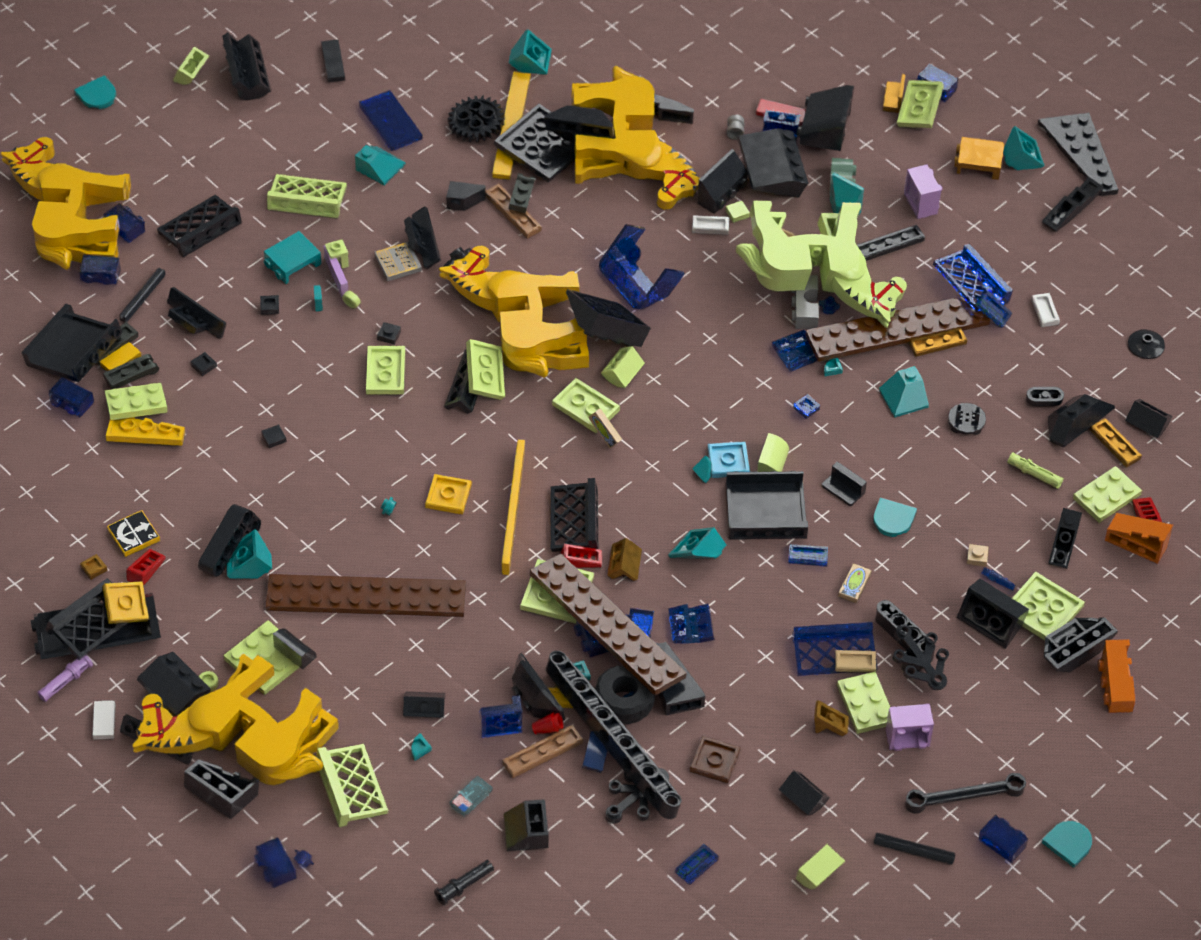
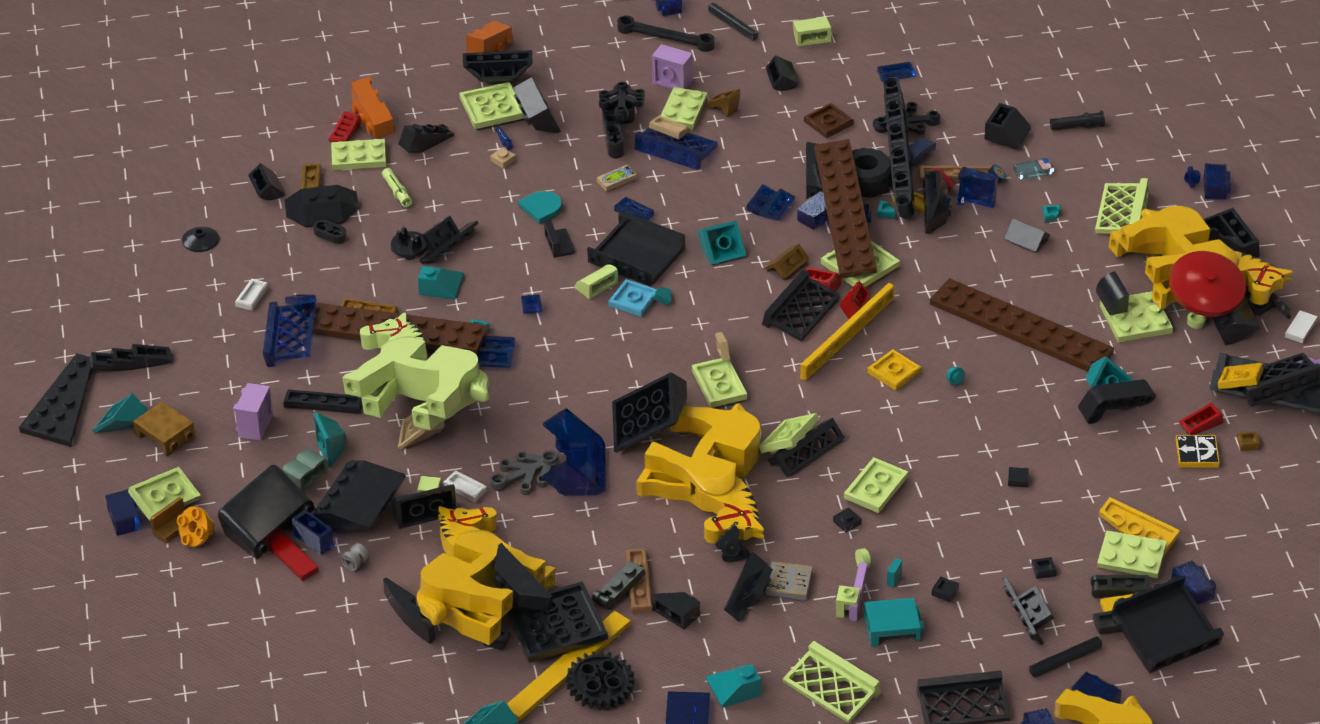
camera: 145 degrees left, 10 degrees down
(201, 669) = (1207, 283): none -> red dish
(500, 763) = (996, 170): none -> tile
(529, 537) = (854, 300): none -> red slope
(686, 238) = (545, 461): none -> dark grey plant
(869, 92) = (195, 526): none -> light orange plate
(940, 434) = (442, 236): none -> black bracket

